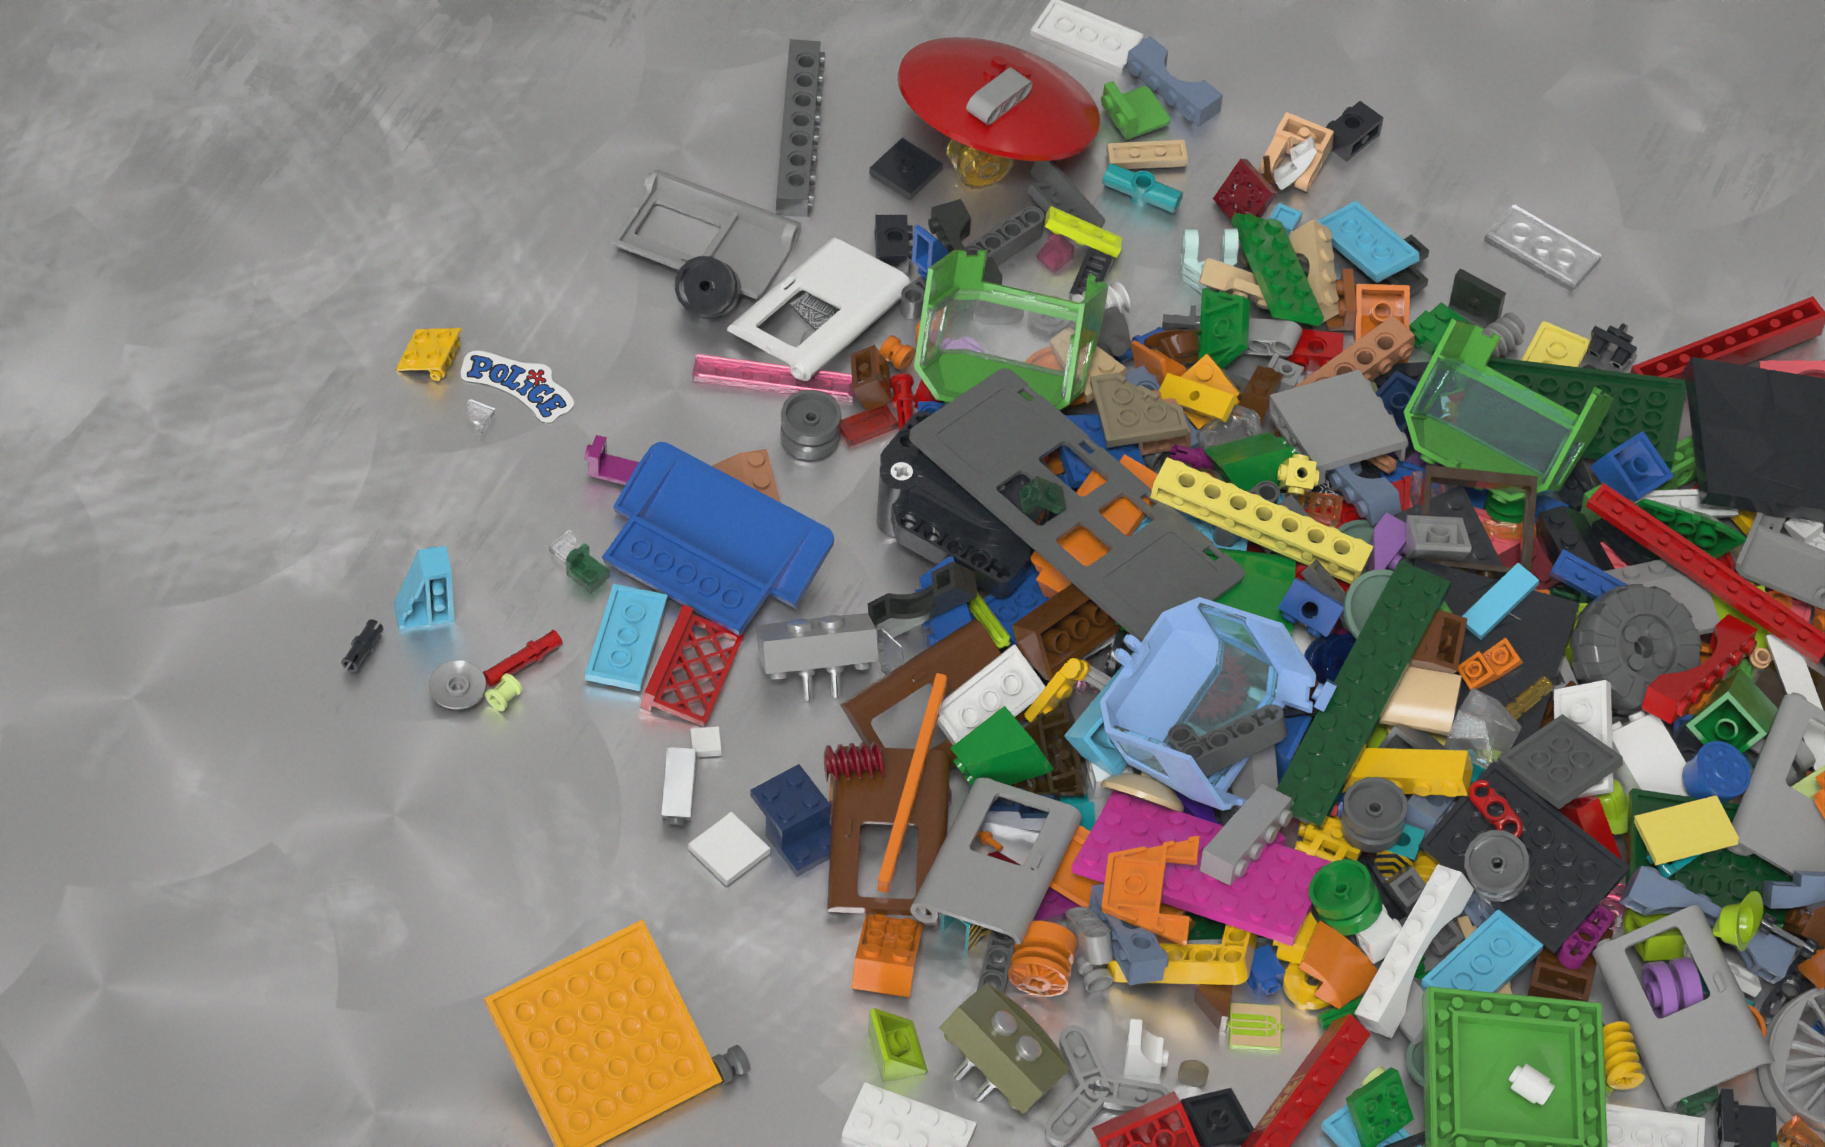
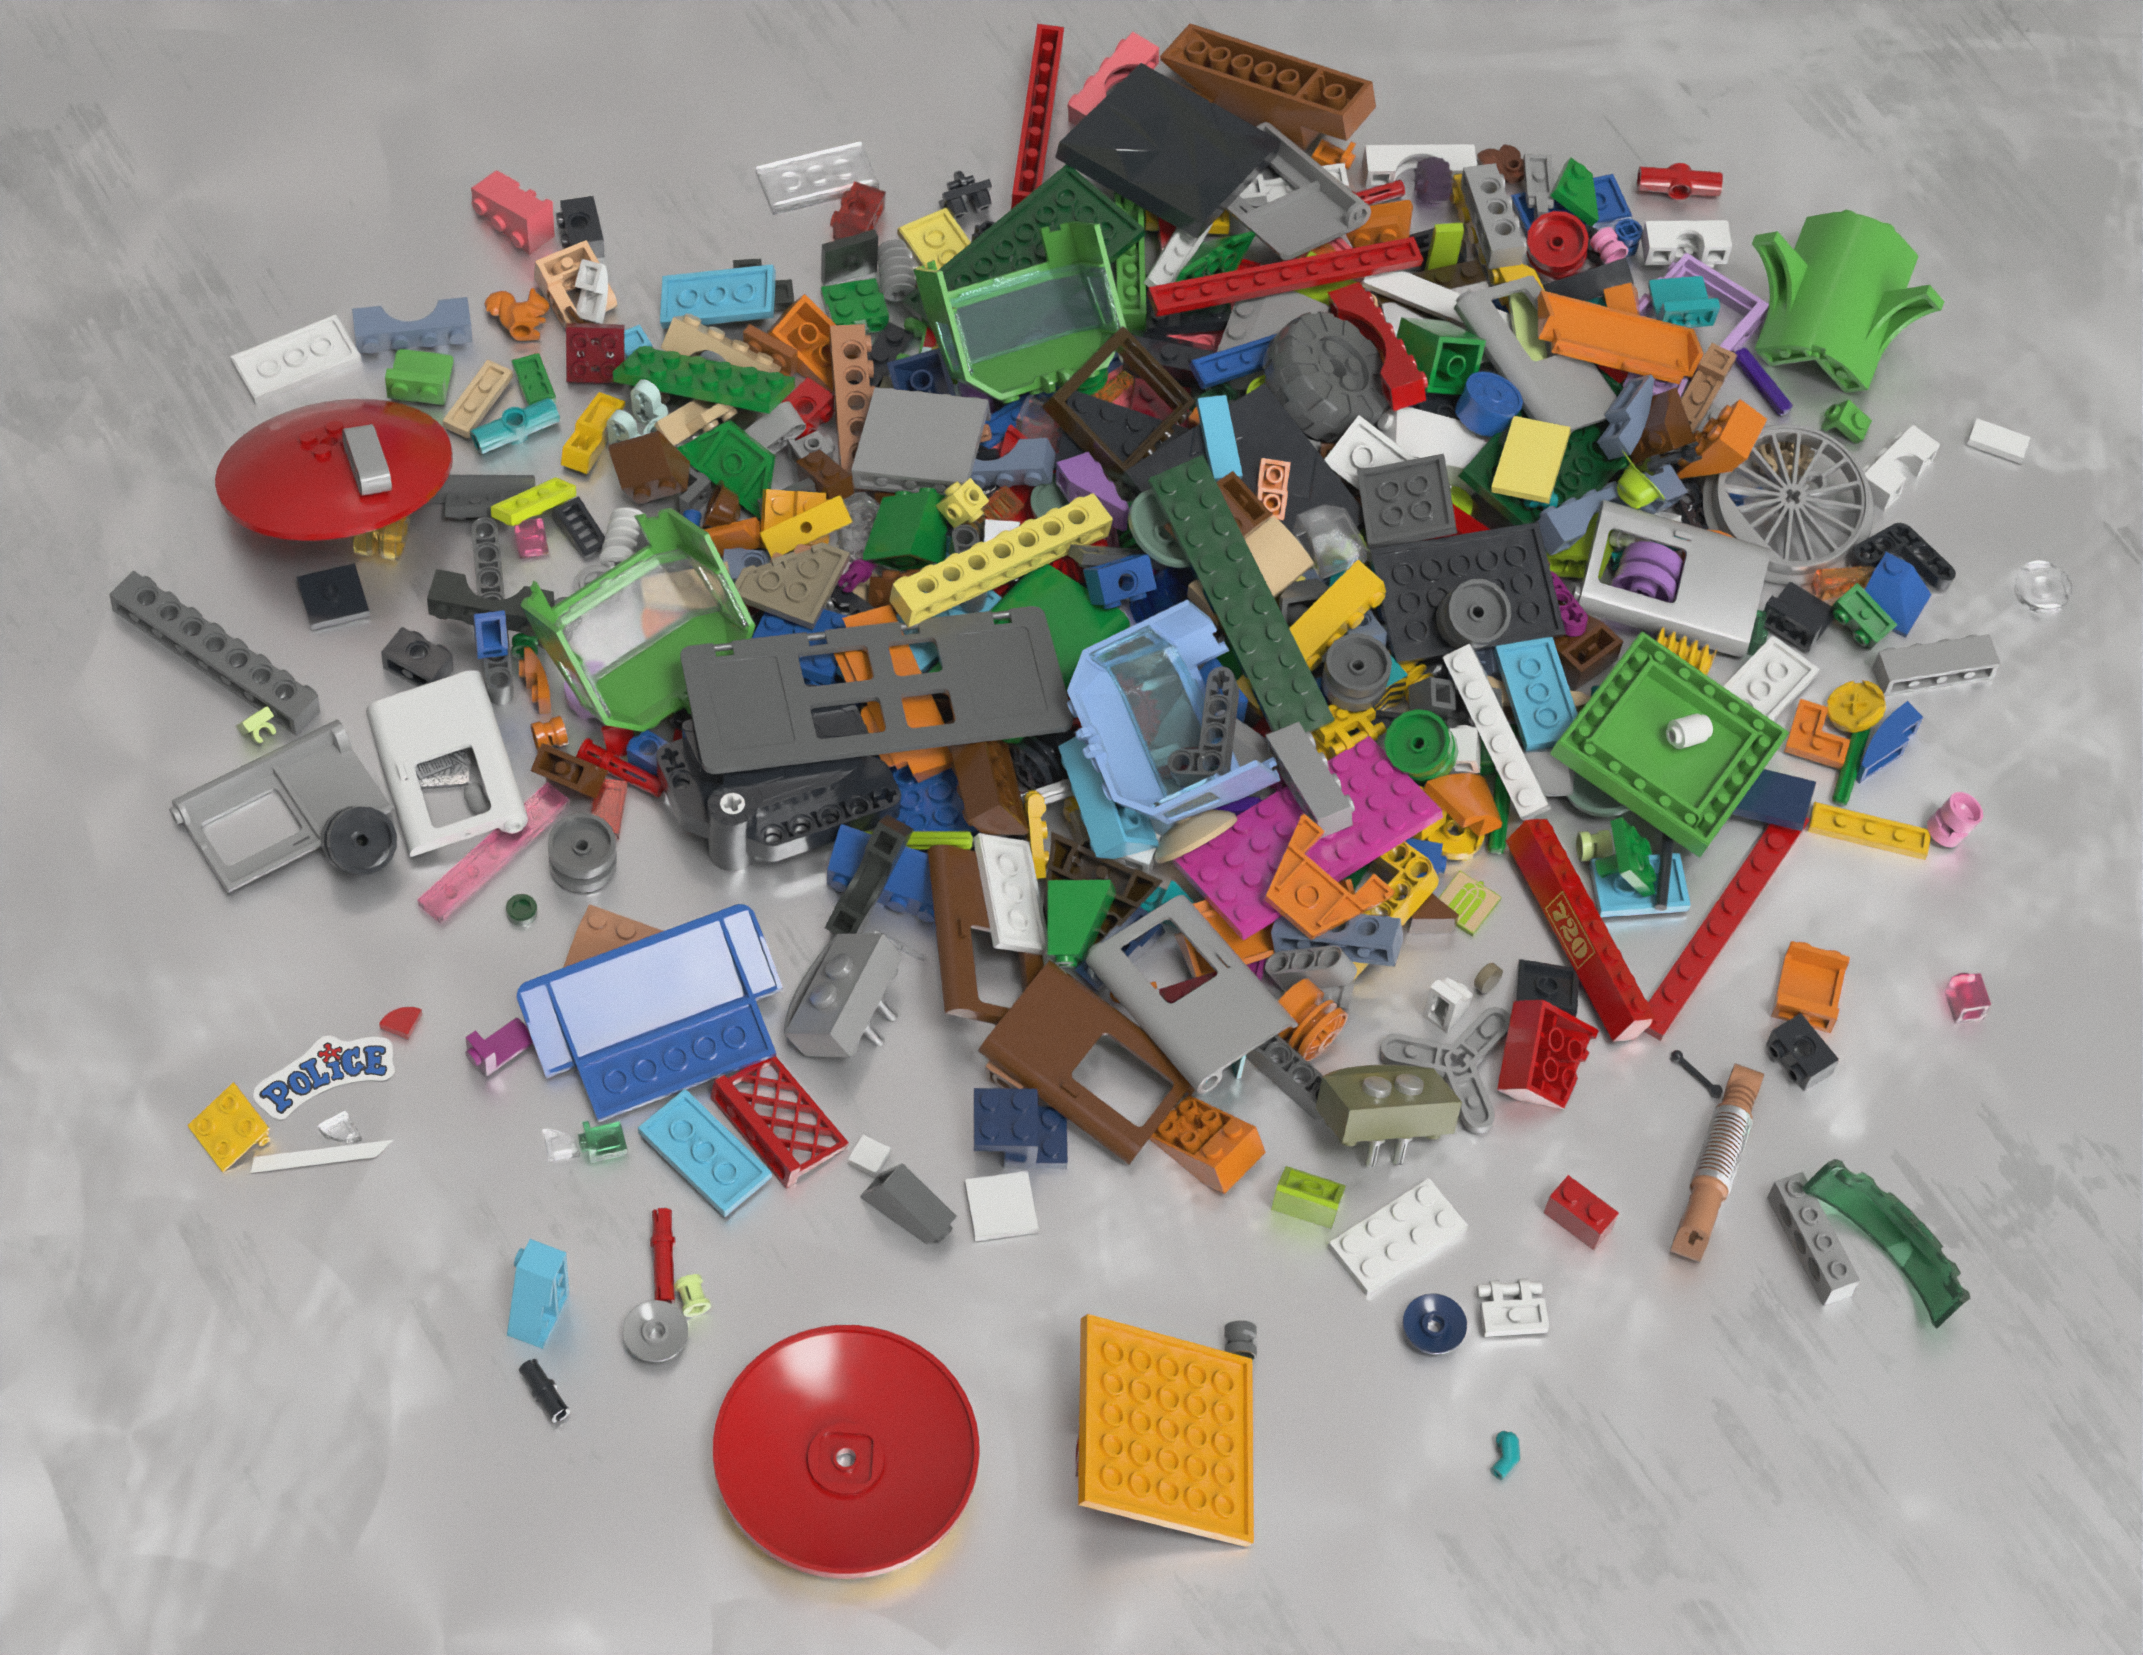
camera: 60 degrees left, 5 degrees up
(432, 805) = (856, 1396): none -> red dish
(450, 416) = (318, 1156): none -> white sticker
(593, 401) = (401, 1021): none -> red tile
(740, 421) = (521, 909): none -> dark green tile
(761, 181) = (255, 723): none -> yellowish green tile
(853, 760) = (1017, 1039): dark red piece -> none
(912, 783) = (1070, 1006): orange tile -> none
(1043, 494) = (858, 707): clear green bracket -> none
(1166, 238) = (590, 433): none -> yellow slope
(1169, 280) = (649, 467): none -> reddish brown slope
(1194, 177) = (533, 379): none -> green plate
(1241, 136) = (518, 316): none -> orange animal
(1323, 694) = (1225, 627): medium blue plate -> none
(1326, 82) = (514, 211): none -> coral wedge
(1436, 538) = (1123, 440): light grey slope -> none
(1483, 803) = (1428, 574): red piece -> none
(1529, 697) = (1324, 481): clear yellow axle -> none
(1530, 289) = (859, 211): none -> clear red brick
(1633, 468) = (1134, 260): blue slope -> none

